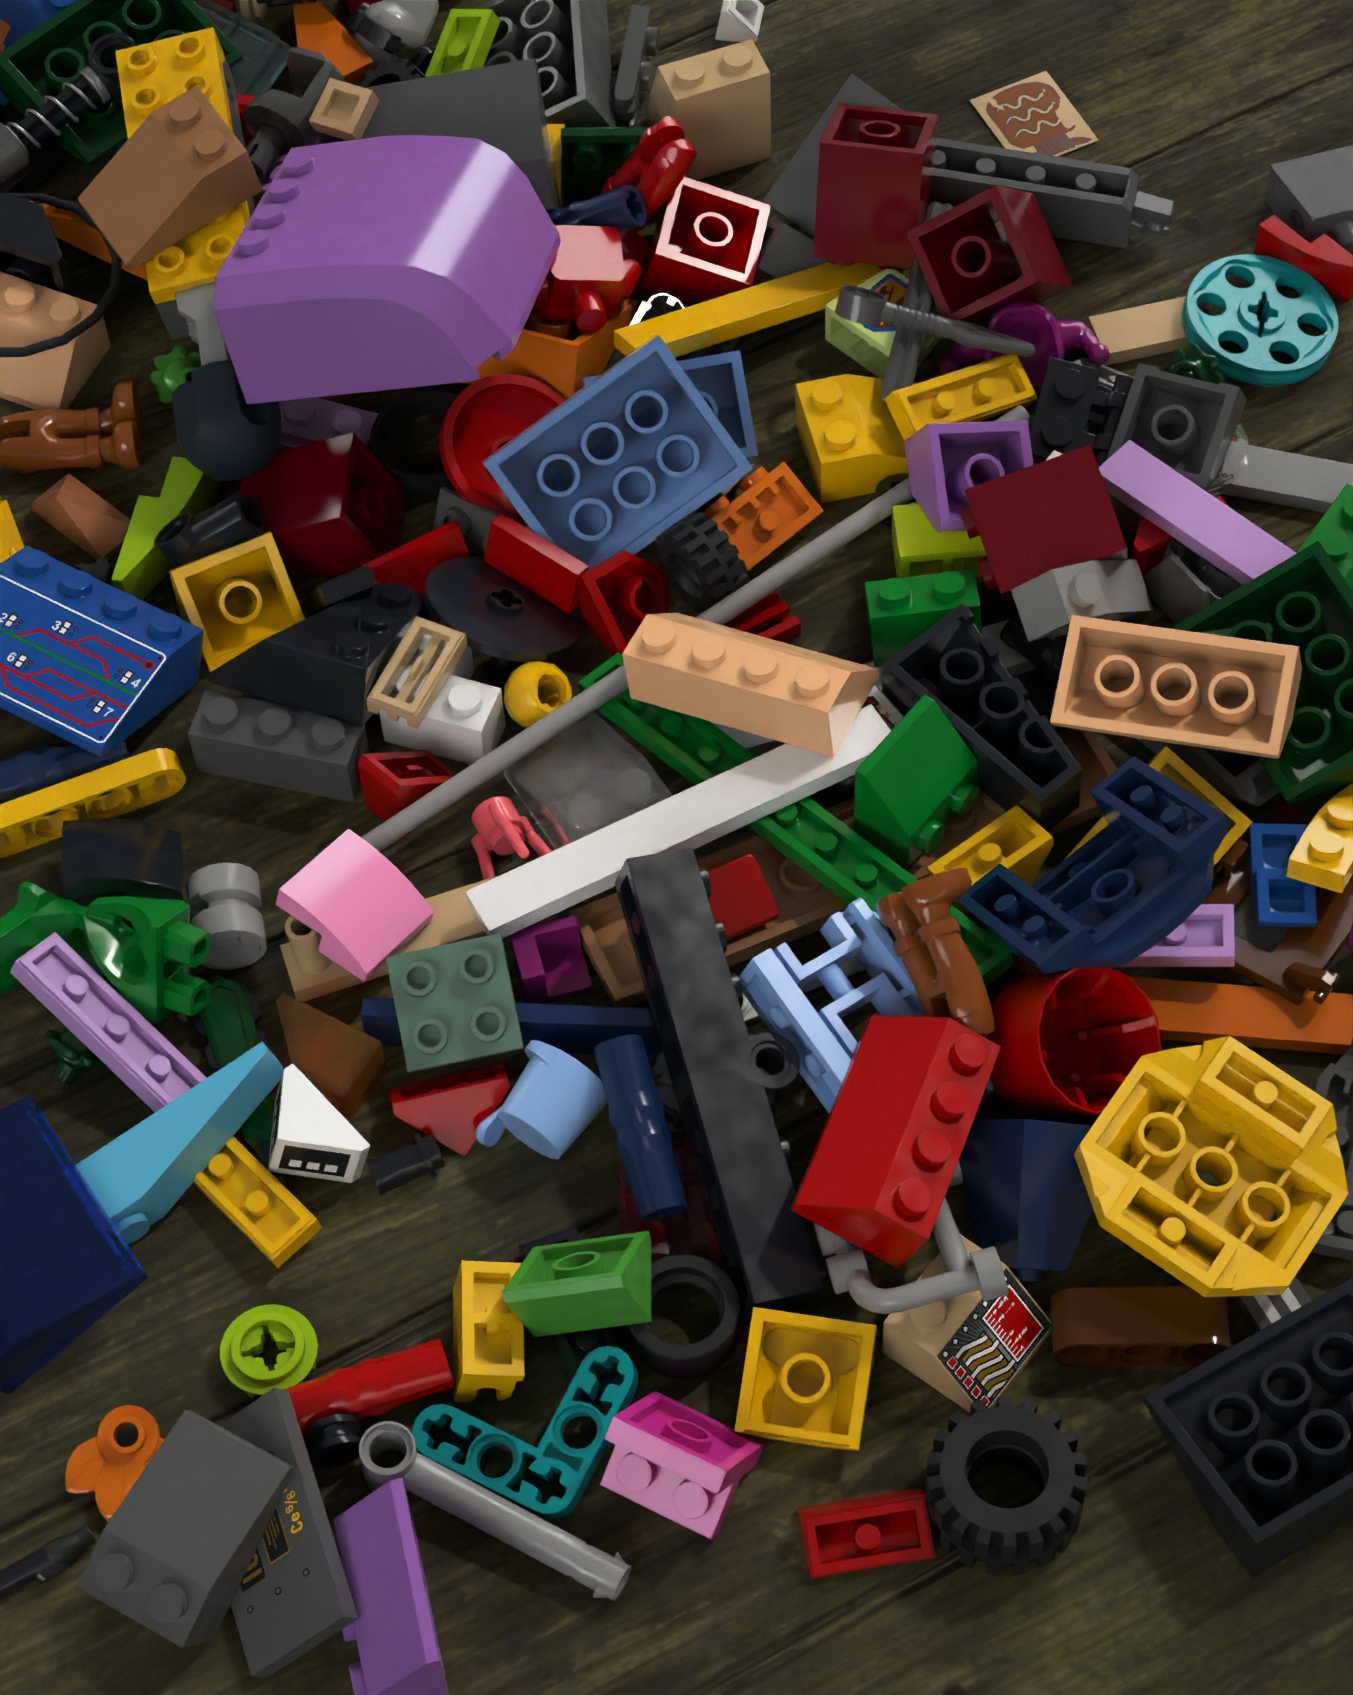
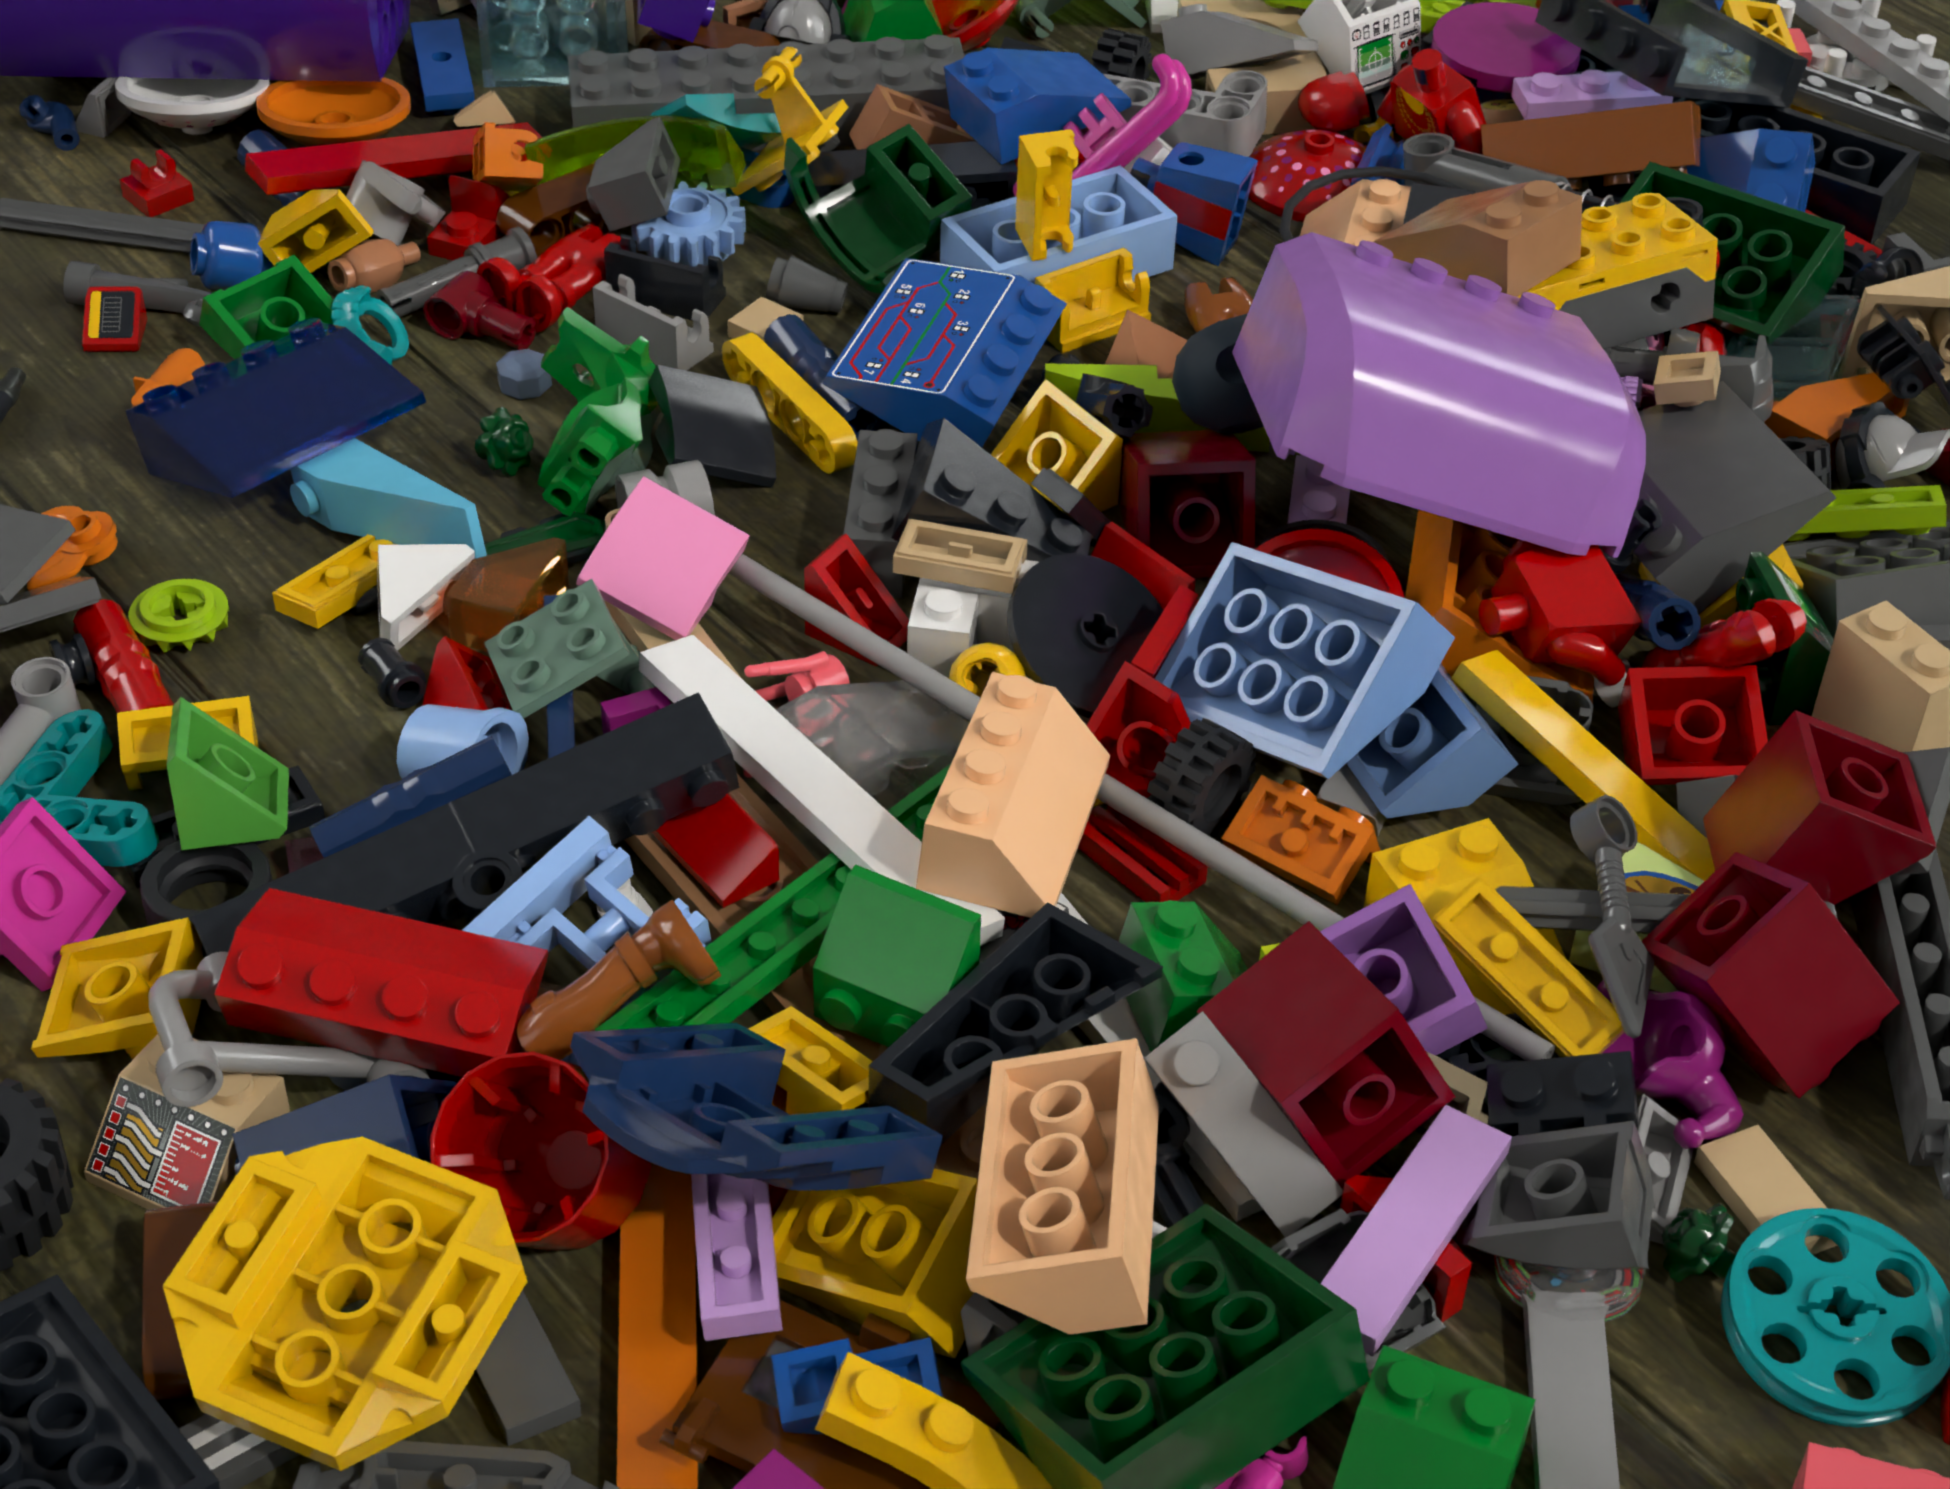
camera: 75 degrees right, 15 degrees down
(105, 1022) = (521, 435): lavender tile -> none

